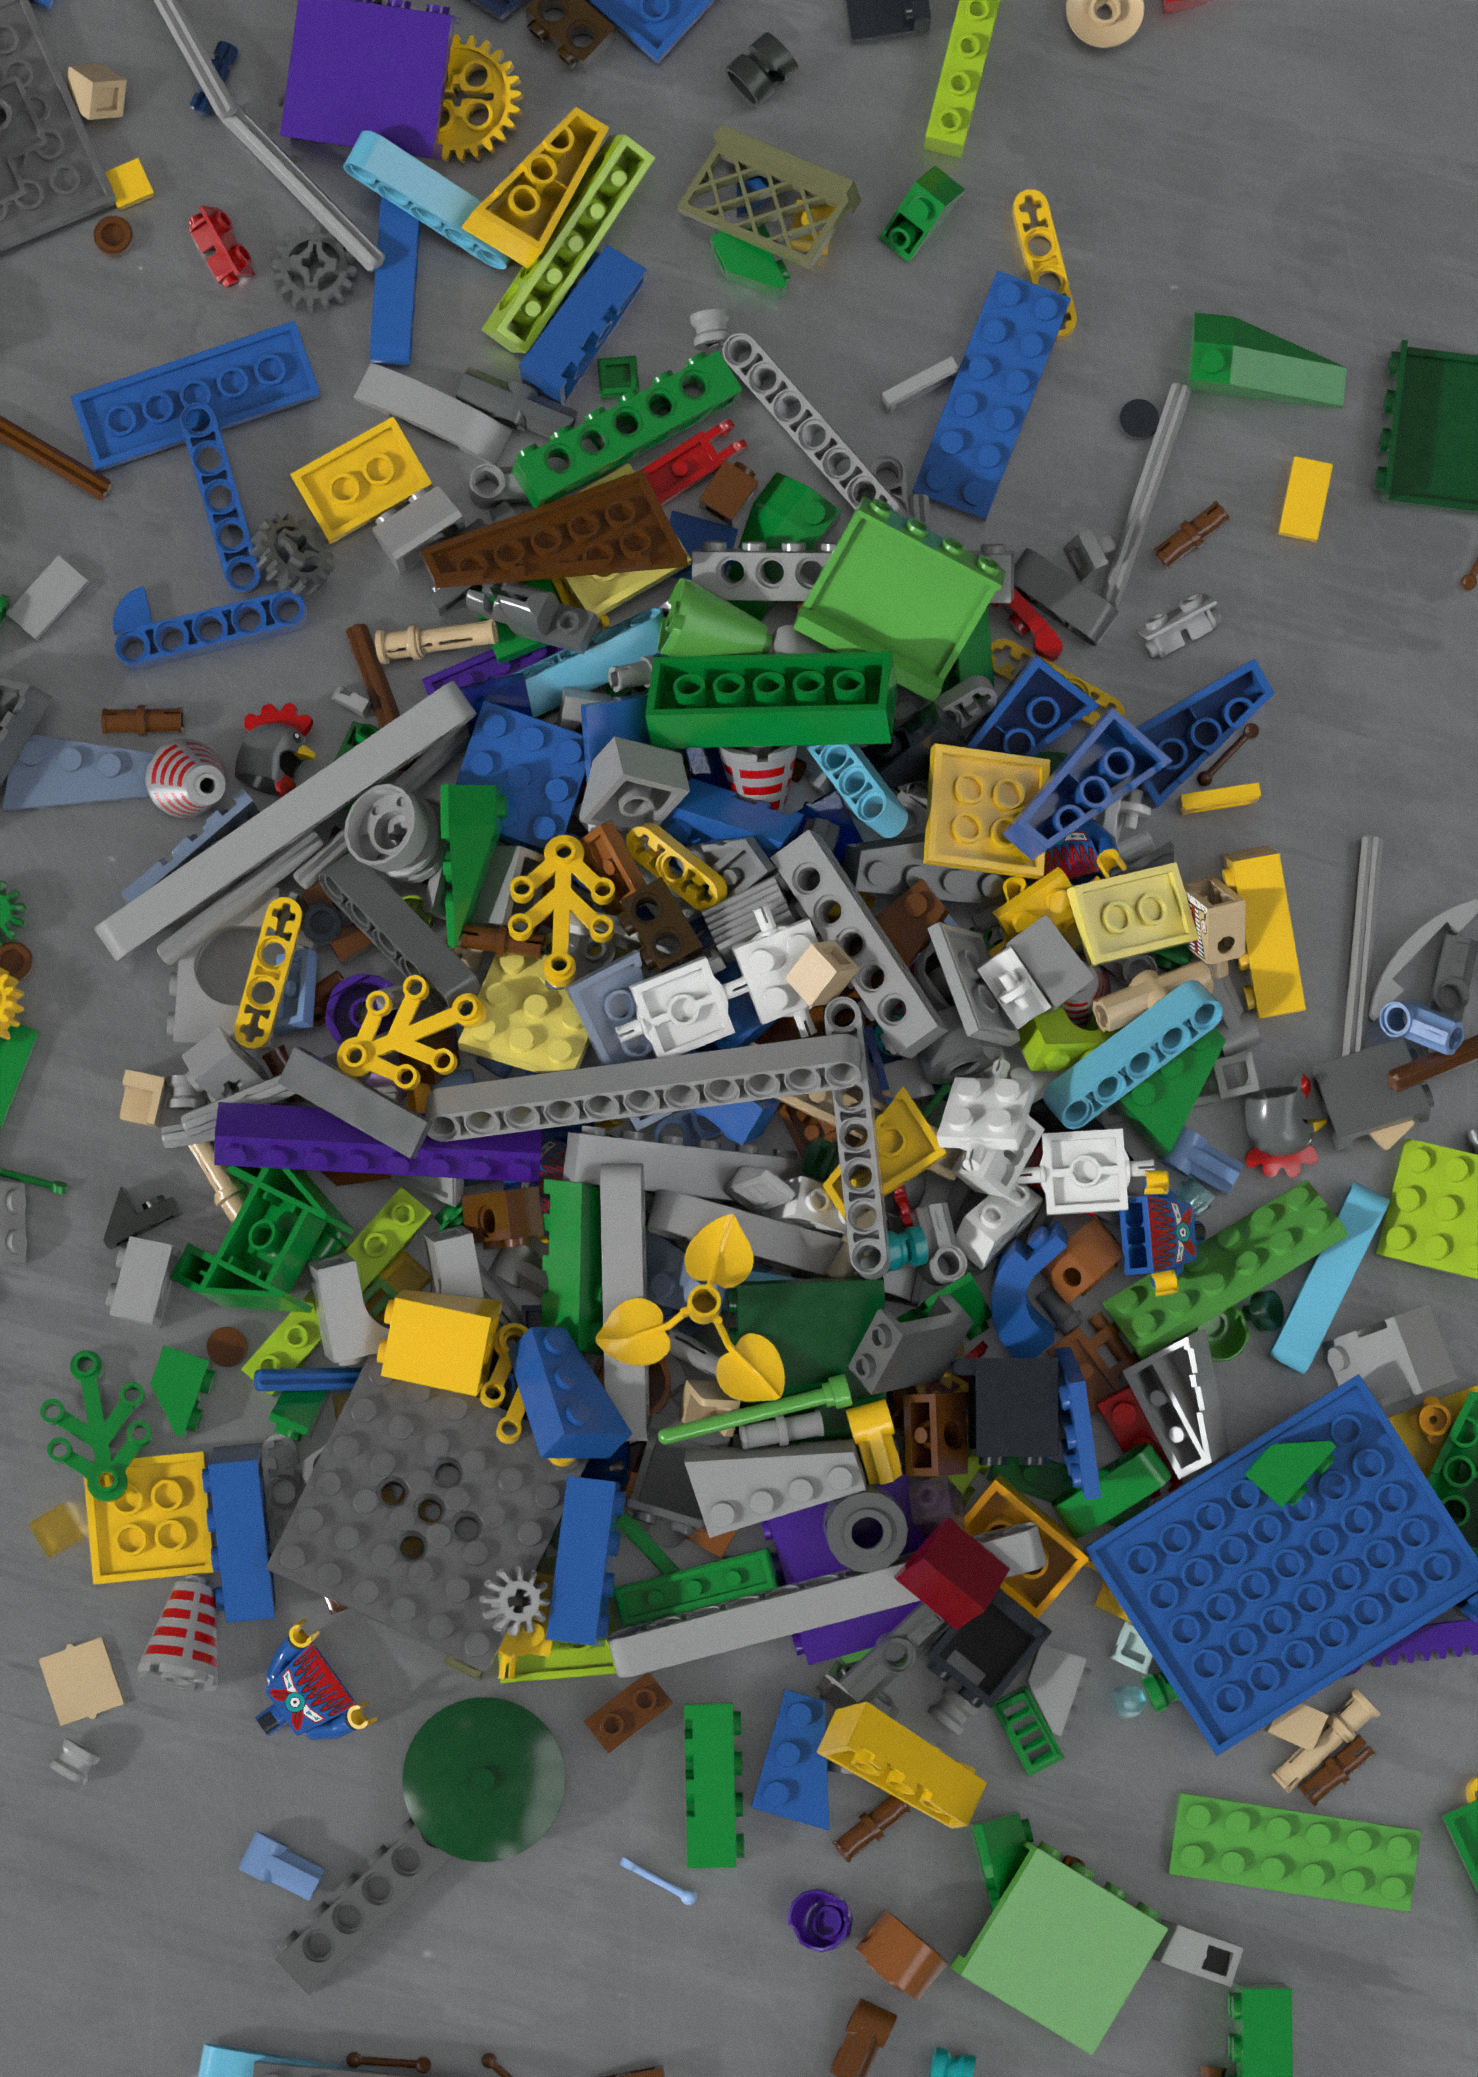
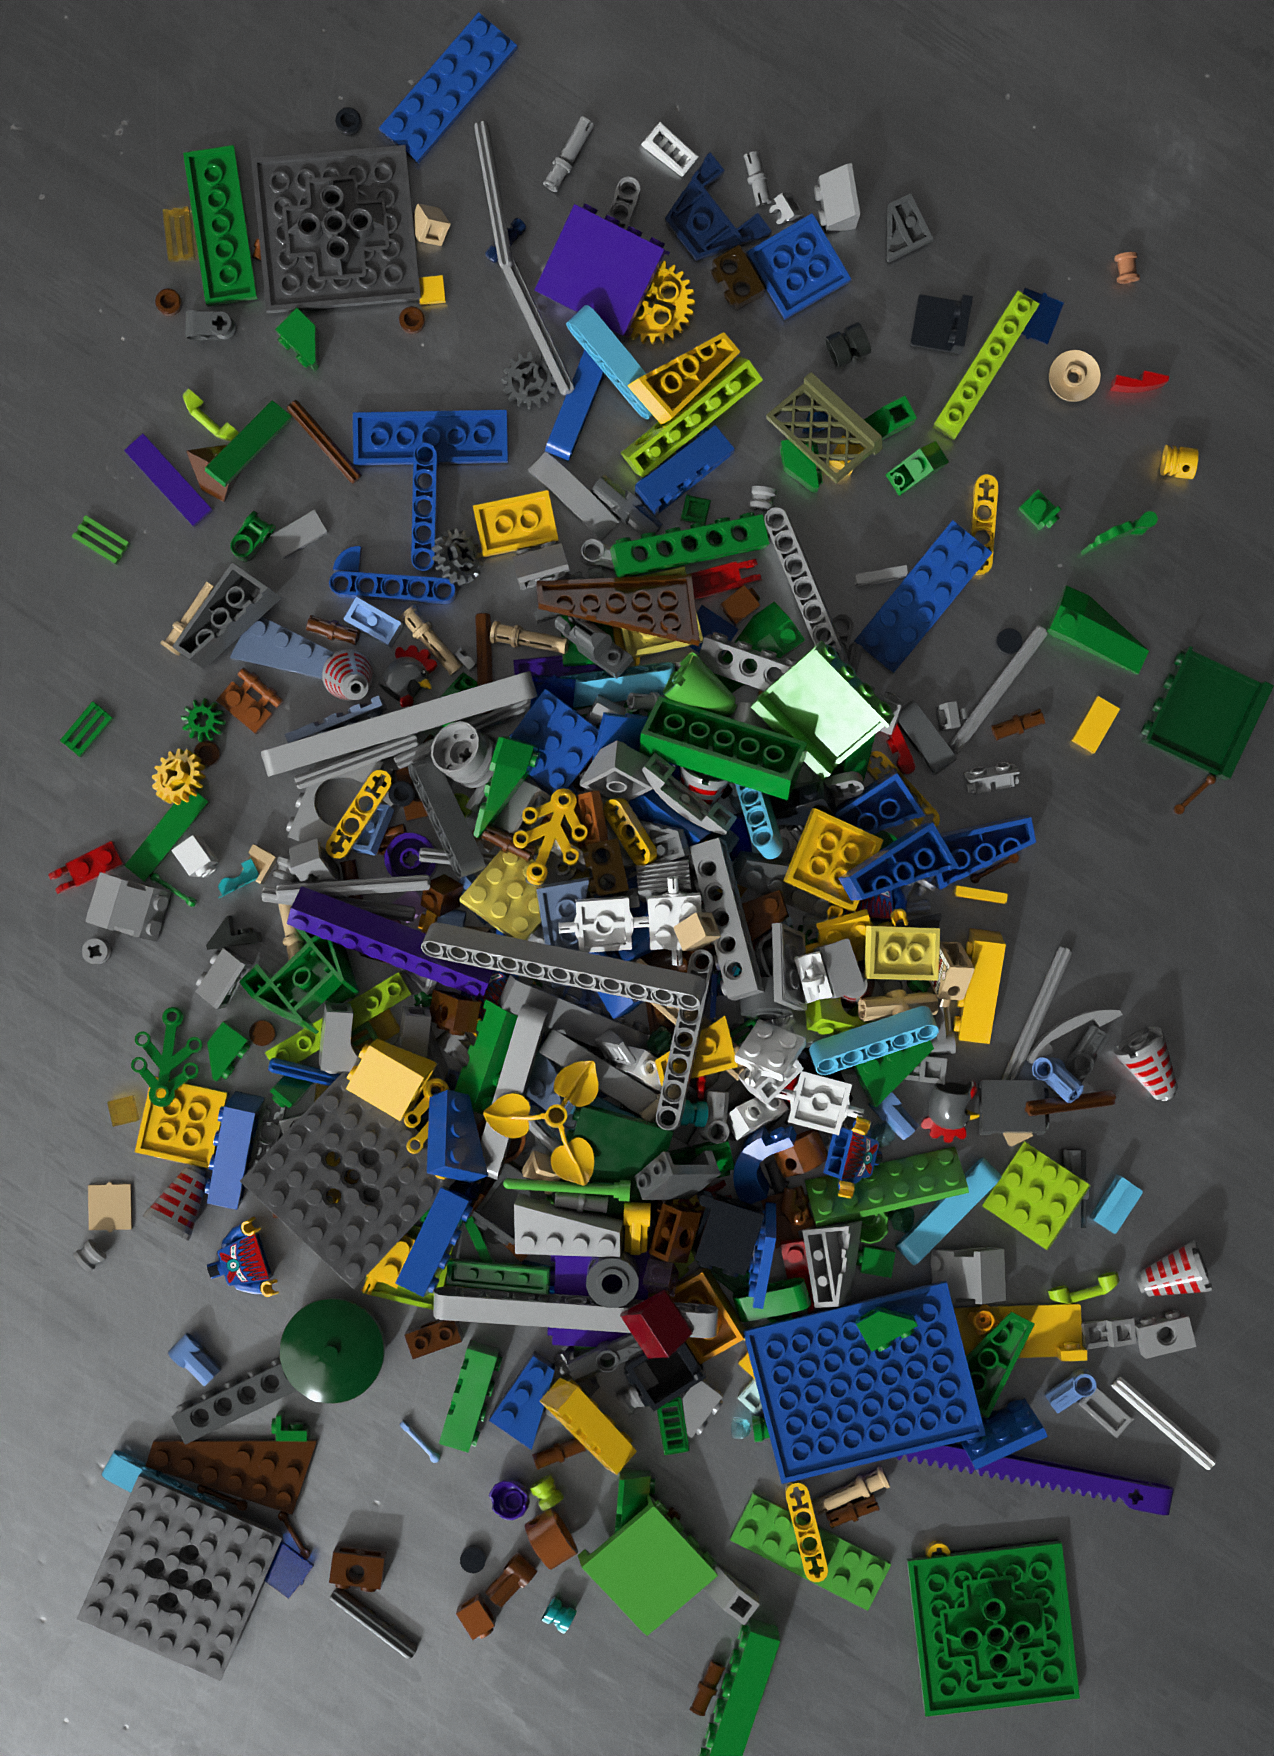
camera: 20 degrees right, 5 degrees up
(47, 1115) = (196, 857): none -> white brick
(49, 876) = (246, 708): none -> dark orange plate
(131, 1120) = (247, 876): none -> teal piece
(199, 689) = (373, 622): none -> light blue panel
(213, 230) = (475, 336): red hinge -> none
(275, 679) = (423, 630): none -> tan pin
(355, 1102) = (384, 915): dark grey tile -> none
(403, 1035) = (427, 883): yellow plant -> none
(418, 2006) = (246, 1468): none -> reddish brown wing
(464, 1926) = (293, 1432): none -> green bracket
(522, 1613) = (380, 1245): light grey gear -> none
(739, 796) = (684, 801): none -> light grey slope
(795, 2031) = (473, 1559): none -> black tile
(862, 151) = (892, 418): none -> green slope
(872, 1892) = (545, 1490): none -> lime wheel
(1095, 1349) = (790, 1209): none -> dark orange arm
(1120, 217) = (1040, 510): none -> green bracket
(1246, 208) = (1117, 532): none -> green piece
(1246, 1385) = (876, 1260): none -> green brick
(1281, 1816) = (805, 1531): none -> yellow beam
(1298, 83) = (1179, 462): none -> yellow piece
(1299, 1726) = (840, 1480): tan panel -> none

